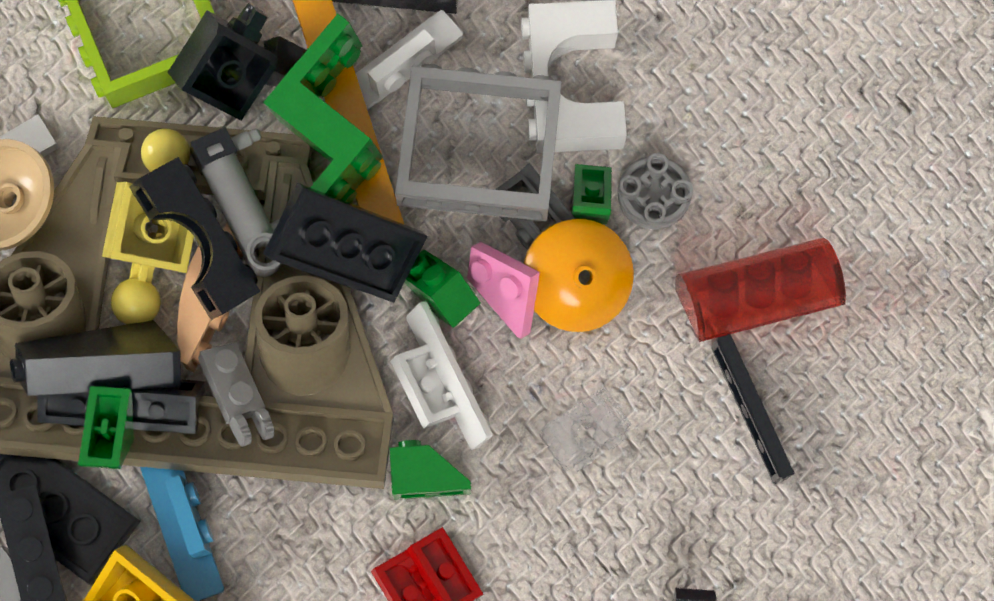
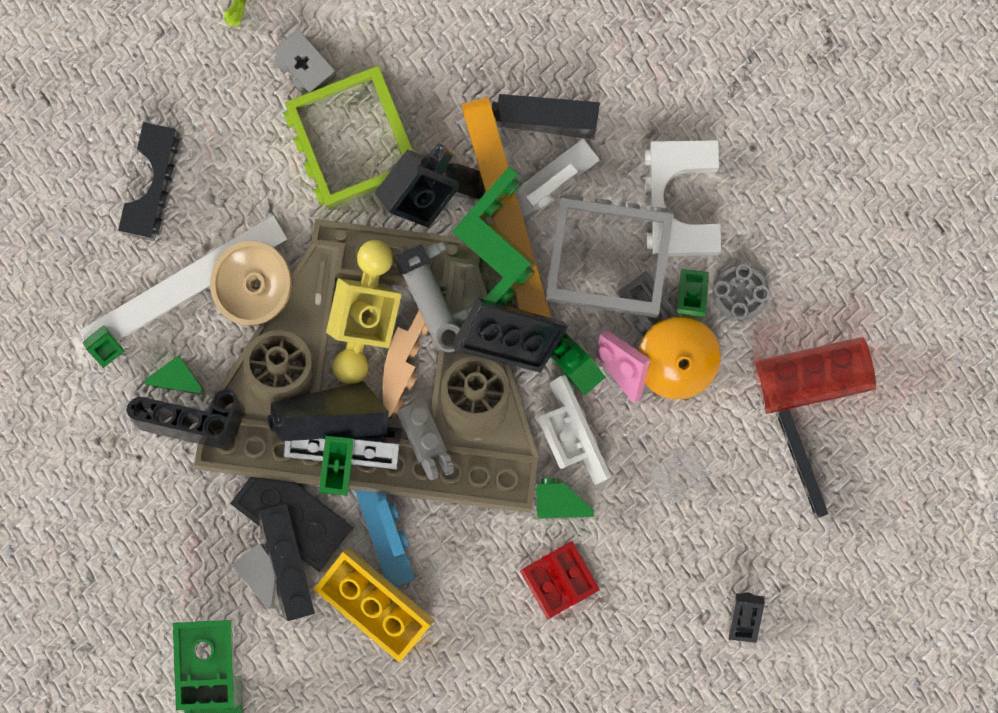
camera: 10 degrees right, 10 degrees up
(173, 196) = (417, 357): black arch -> none

